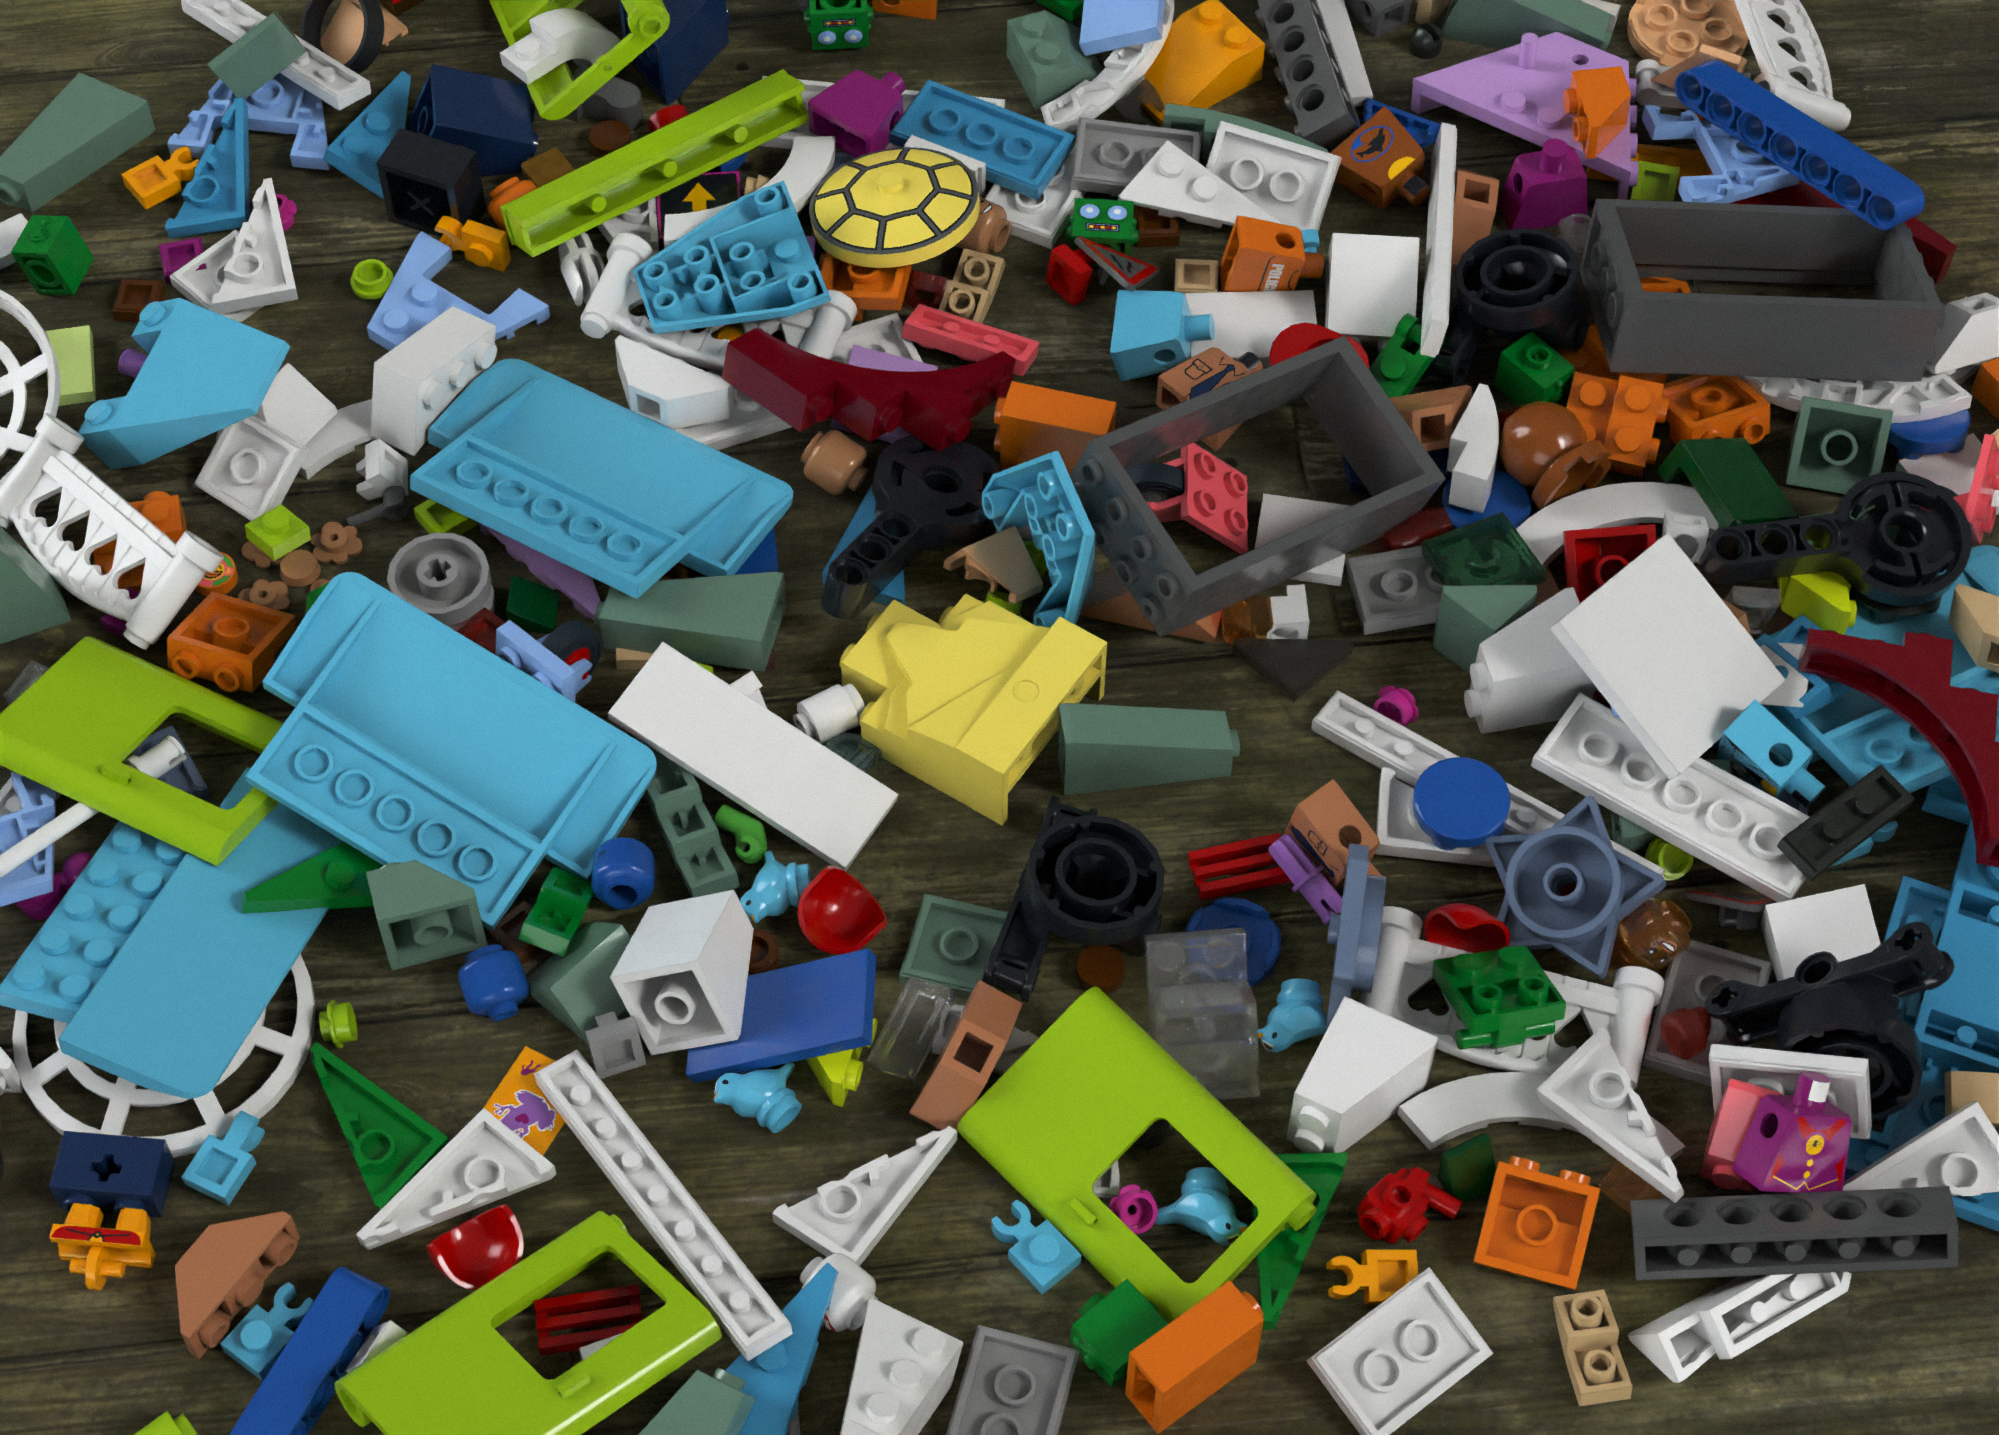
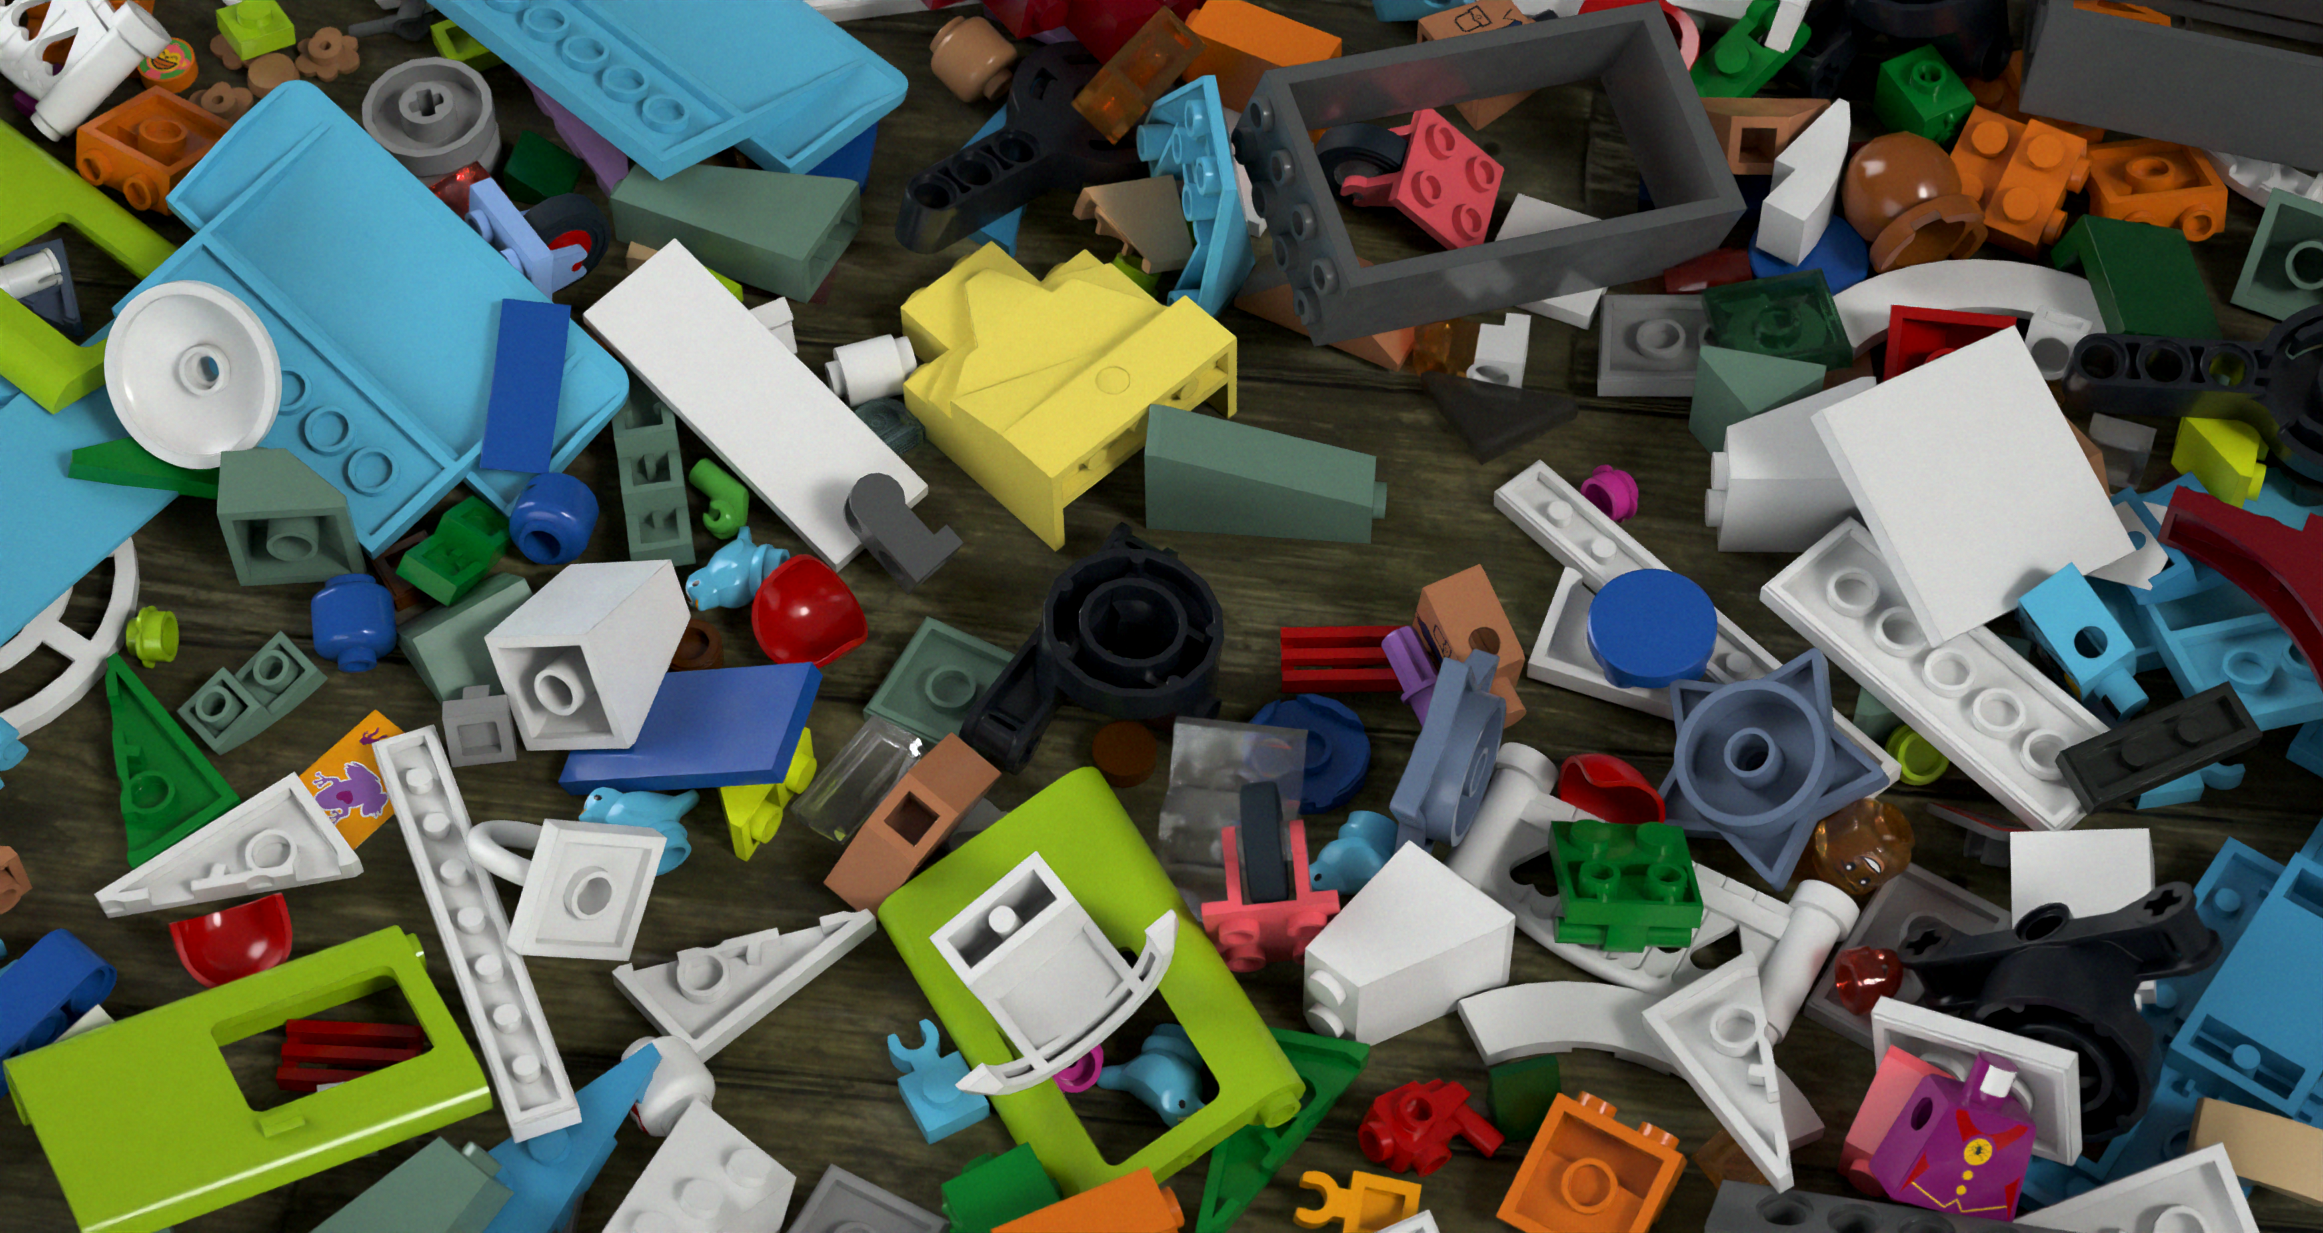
camera: 15 degrees right, 0 degrees up
(310, 835) = (163, 377): none -> white dish
(432, 1053) = (242, 705): none -> sand green slope
(579, 776) = (525, 386): none -> blue sticker
(739, 1153) = (581, 887): none -> white tile
(886, 836) = (894, 533): none -> dark grey leg
(973, 455) = (1138, 74): none -> clear orange slope
(1111, 1150) = (1046, 973): none -> white piece
(1251, 1027) = (1272, 925): none -> coral plate

